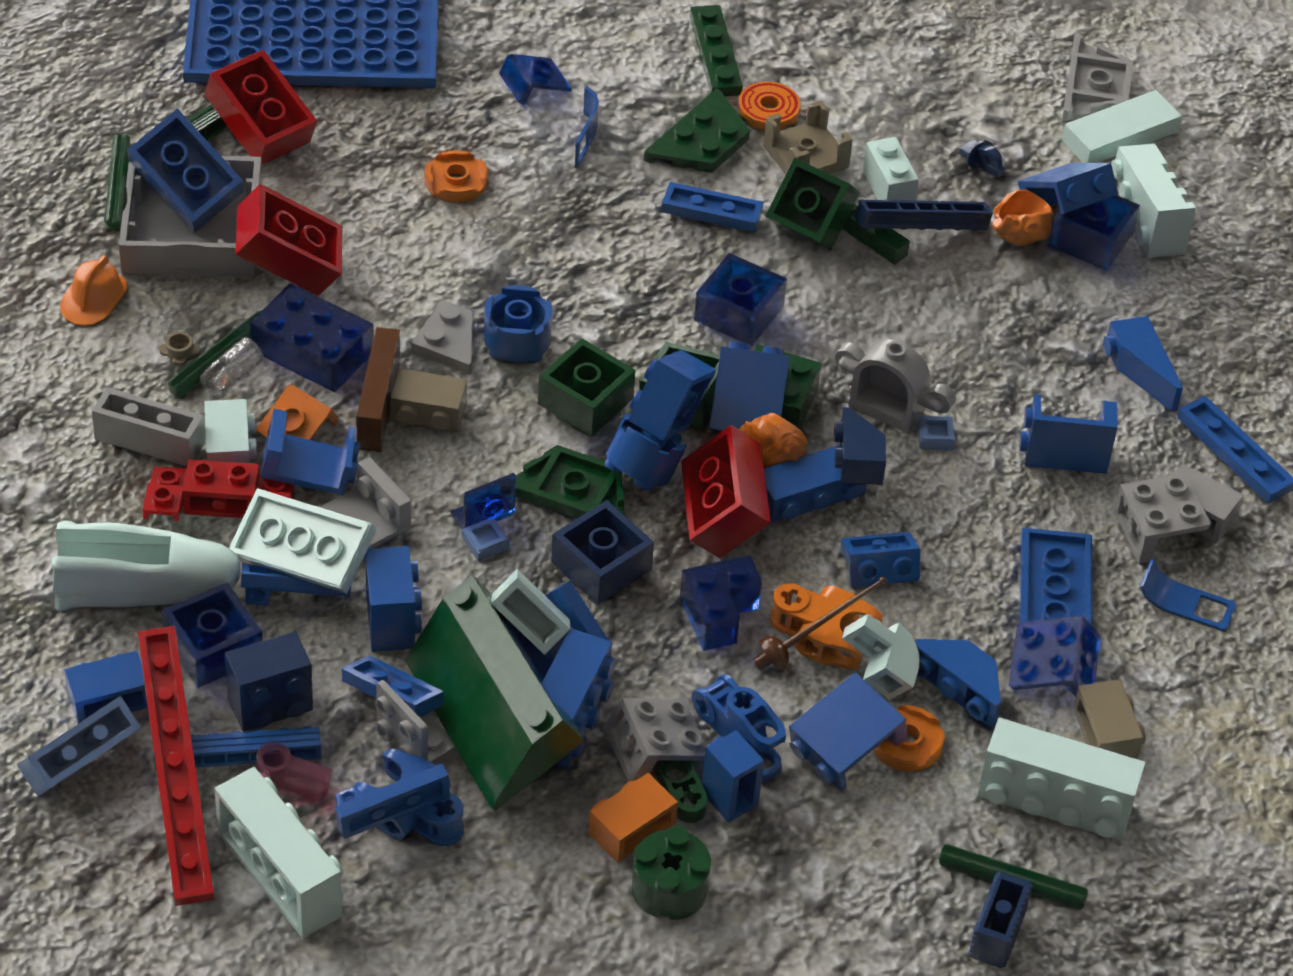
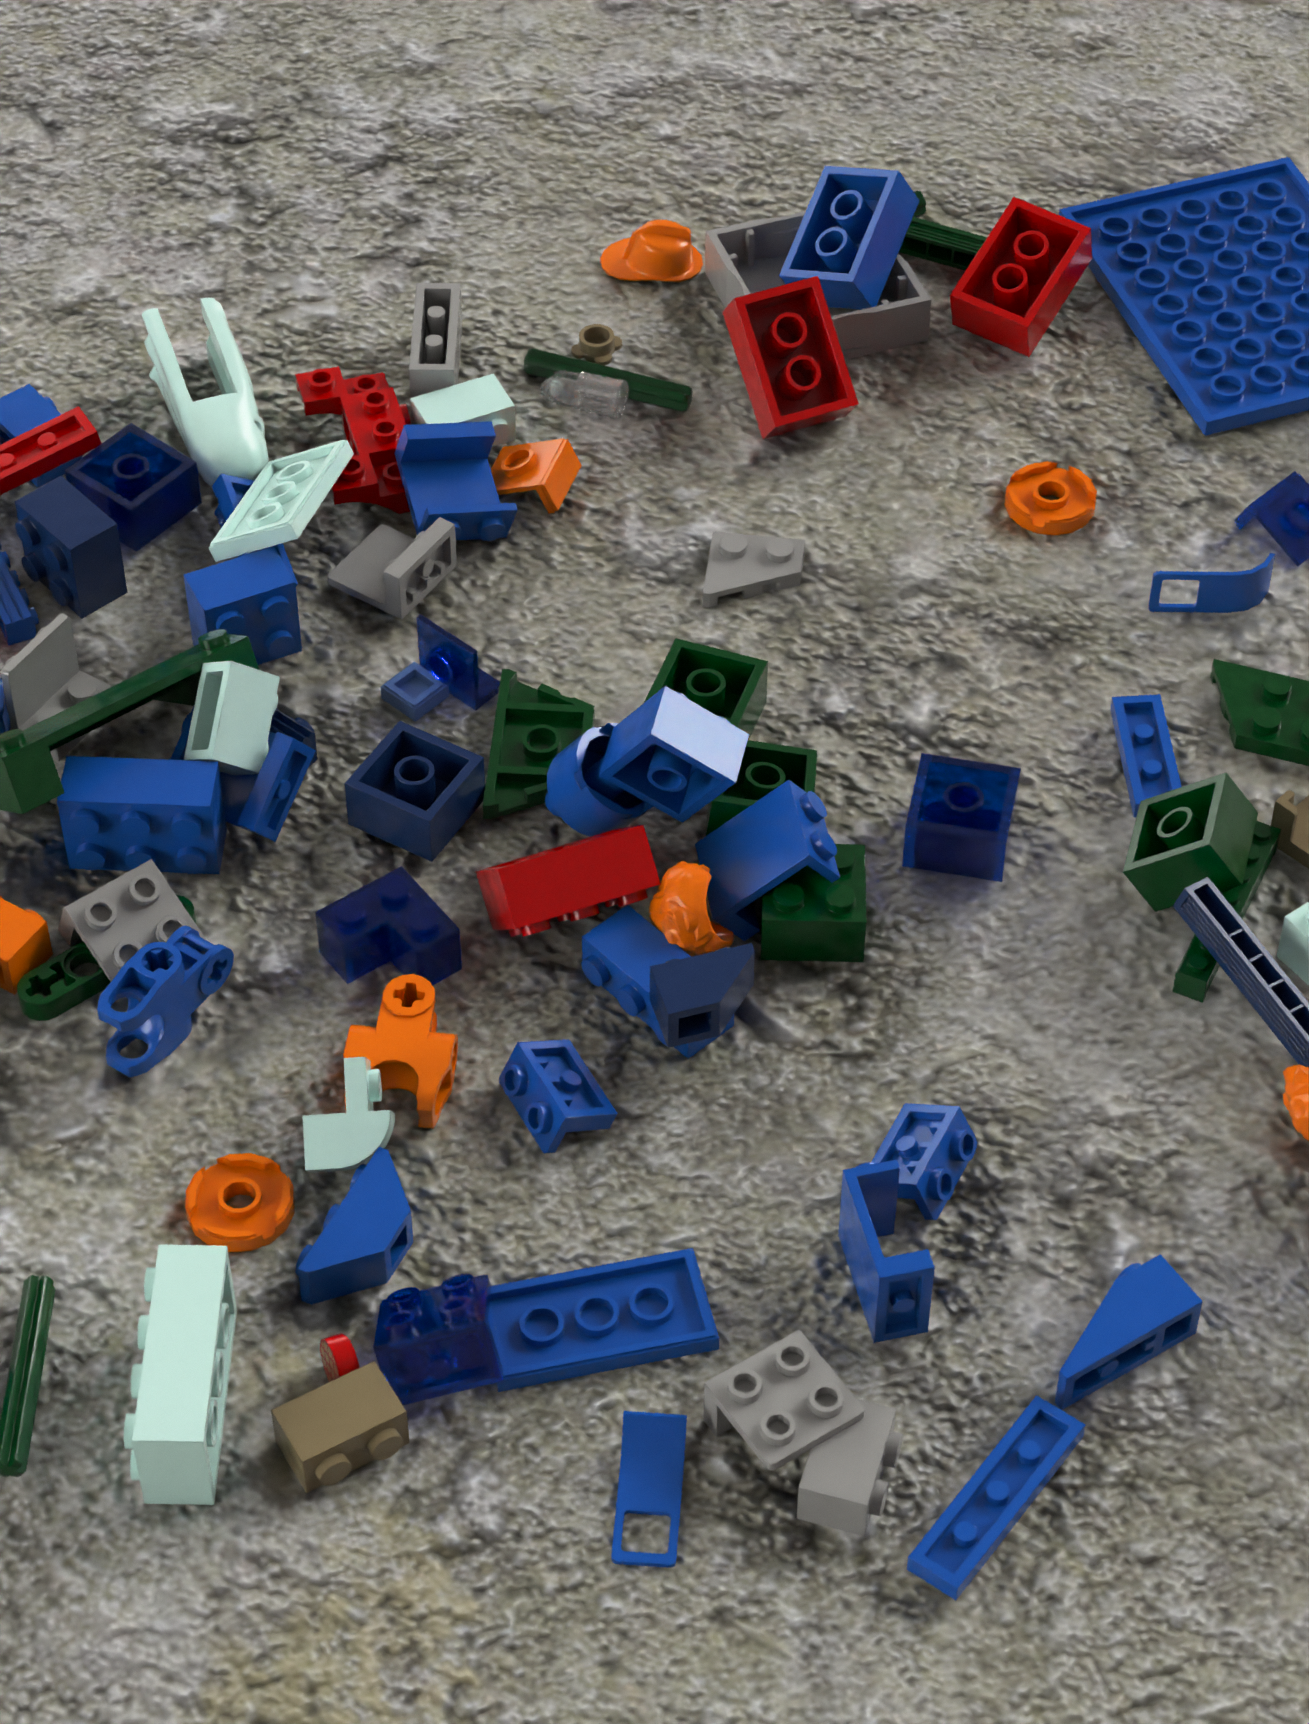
camera: 75 degrees right, 0 degrees up
(312, 337) = (664, 441): clear blue brick -> none
(377, 389) = (603, 517): reddish brown piece -> none
(414, 692) = (111, 656): blue plate -> none
(428, 400) = (614, 571): dark tan brick -> none
(517, 324) = (785, 611): blue brick -> none
(732, 775) = (63, 1005): blue brick -> none
(777, 652) = (326, 1015): reddish brown sword -> none
(845, 729) = (204, 1111): blue panel -> none
(892, 383) = (871, 1013): light grey piece -> none
(936, 433) = (842, 1110): medium blue tile -> none
(989, 405) = (931, 1151): none -> blue bracket
(1060, 712) = (338, 1356): none -> red tile

